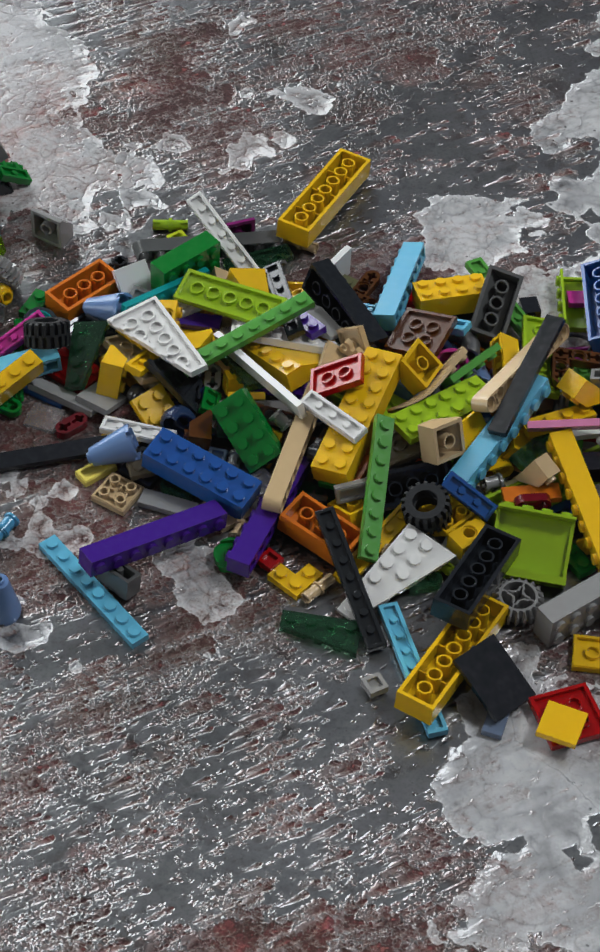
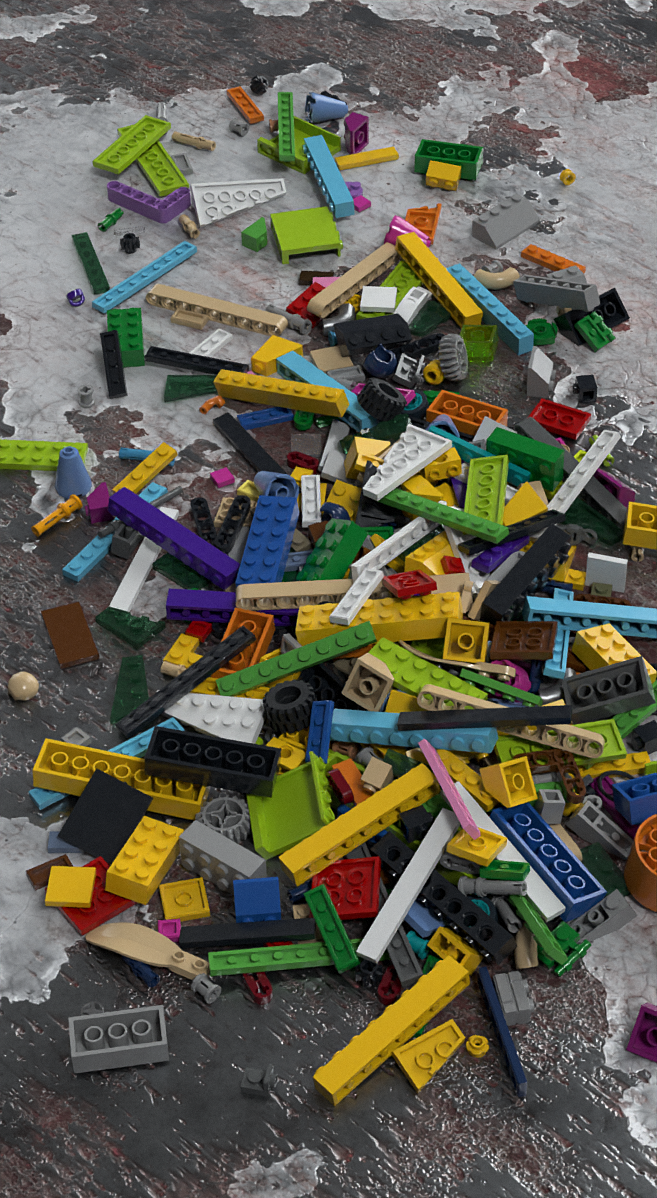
camera: 75 degrees right, 5 degrees down
(26, 543) = (147, 469): none -> yellow plate
(44, 623) = (62, 509): none -> light orange pin
(52, 591) = (98, 505): none -> magenta slope
(58, 490) = (222, 477): none -> dark pink tile
(83, 205) = (585, 388): none -> black brick
(88, 430) = (298, 472): none -> yellow tile
(99, 582) = (114, 525): none -> dark grey bar
(113, 236) = (560, 418): none -> red plate
(121, 516) = (203, 524): none -> black beam
(140, 498) = (233, 524): none -> black beam
(169, 590) = (139, 570): none -> white tile
(180, 556) = (179, 572): none -> clear green plate
(226, 660) = (70, 635): none -> reddish brown tile
(241, 610) = (129, 628): none -> clear green wing
(282, 712) = (22, 686): none -> tan hair
(307, 350) = (452, 565): none -> red plate
(526, 742) = (40, 874): none -> reddish brown tile
(553, 663) = (144, 860): none -> yellow brick

